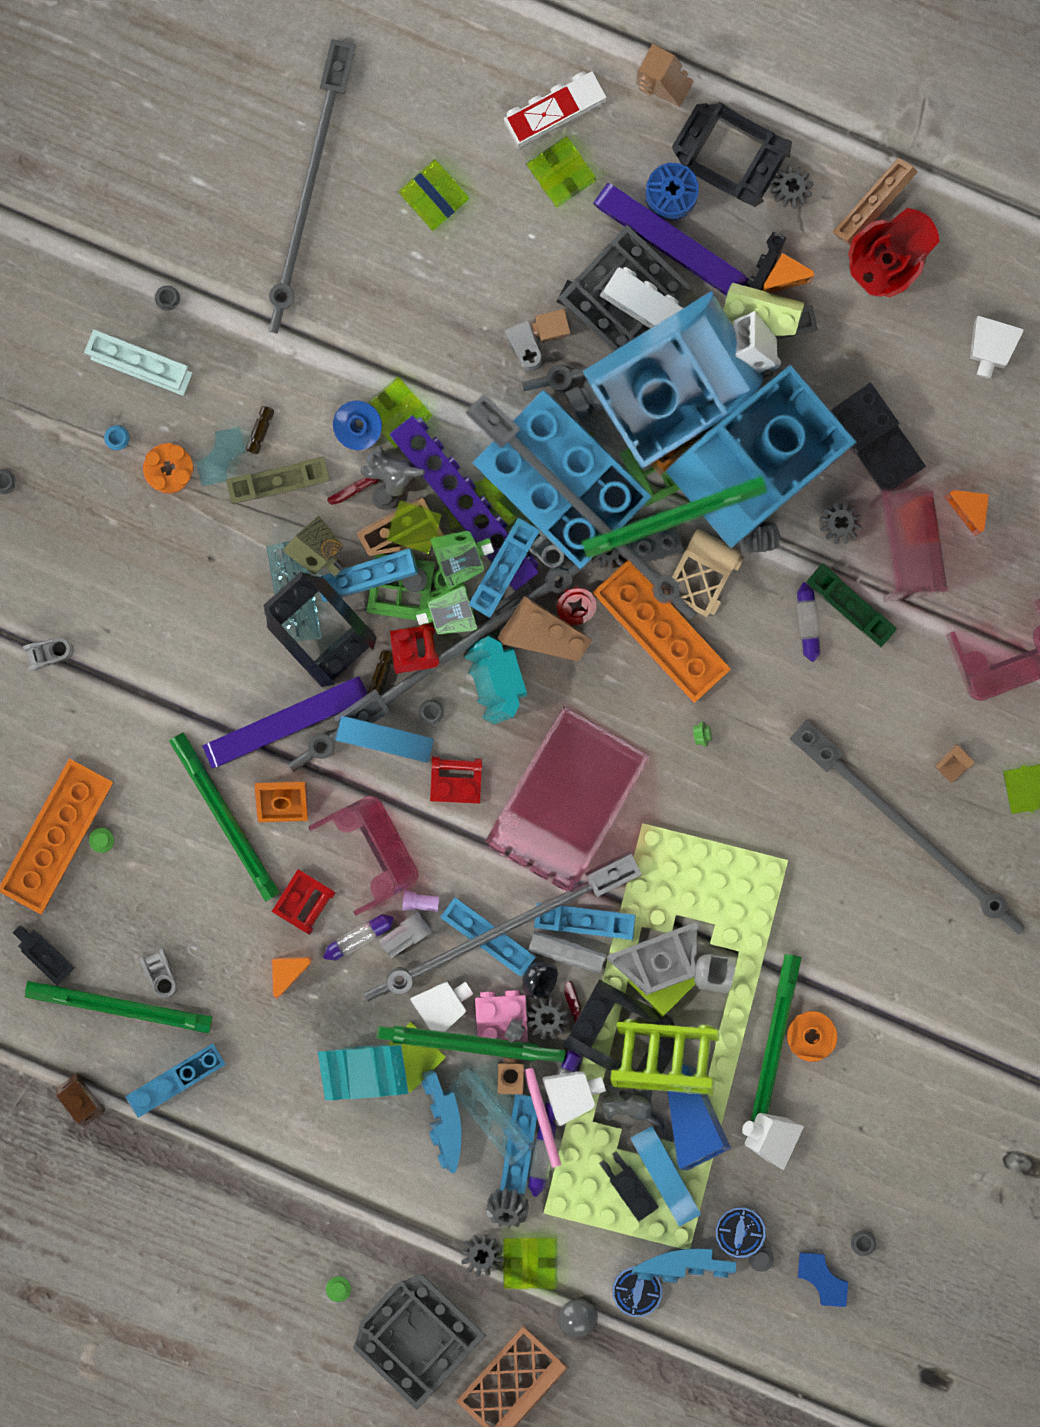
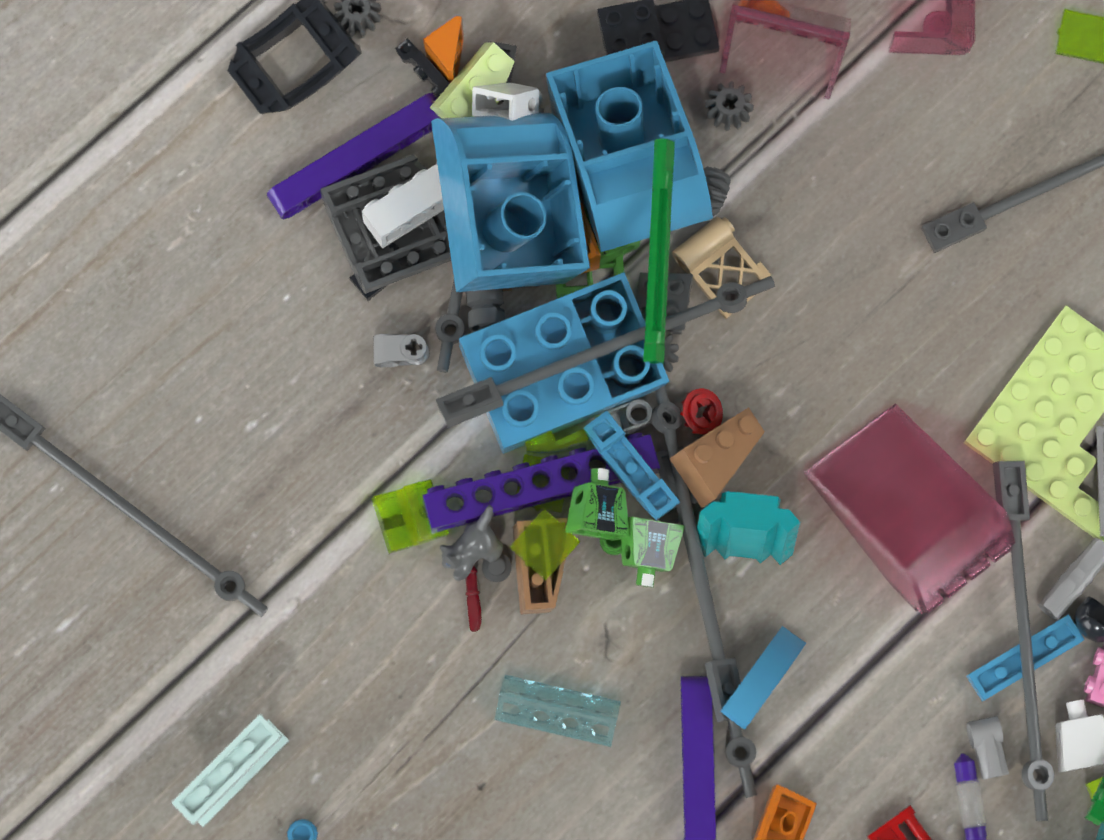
camera: 70 degrees left, 10 degrees down
(156, 460) = (346, 801): orange plate -> none
(167, 298) = (174, 712): dark grey plate -> none
(214, 466) = (381, 739): clear light blue tile -> none
(260, 430) = (364, 672): dark brown axle -> none
(277, 480) = (428, 675): olive slope -> none
(316, 548) = (522, 662): olive torso -> none
(338, 655) = (647, 686): black wedge -> none
(345, 425) = (408, 577): blue dish -> none
(373, 573) = (574, 620): dark azure plate -> none
(381, 672) = (685, 651): dark brown axle -> none
(385, 843) = (841, 729): clear pink windscreen -> none
(397, 609) = (579, 578): bright green piece -> none
(406, 652) = (673, 612): red plate -> none
(416, 582) = (601, 571): dark grey plate -> none
(416, 901) = (954, 721): lavender pin -> none
(431, 712) = (752, 615): dark grey plate -> none
(433, 195) = (195, 379): clear neon green slope -> none
(452, 788) = (847, 624): red plate -> none
(551, 326) = (391, 313): medium nougat brick -> none
(554, 109) = (164, 215): white brick -> none
(561, 172) = (233, 238): clear neon green slope -> none
(588, 922) = (1052, 540): dark azure slope -> none
(661, 631) = (766, 335): orange plate -> none
(662, 76) = (181, 88): medium nougat wedge -> none
(664, 204) = (316, 140): blue wheel -> none
(702, 734) = (894, 337): bright green plate -> none
(808, 622) = (819, 181): piece -> none
(851, 605) = (821, 131): dark green slope -> none
(954, 763) = (1028, 95): medium nougat panel -> none

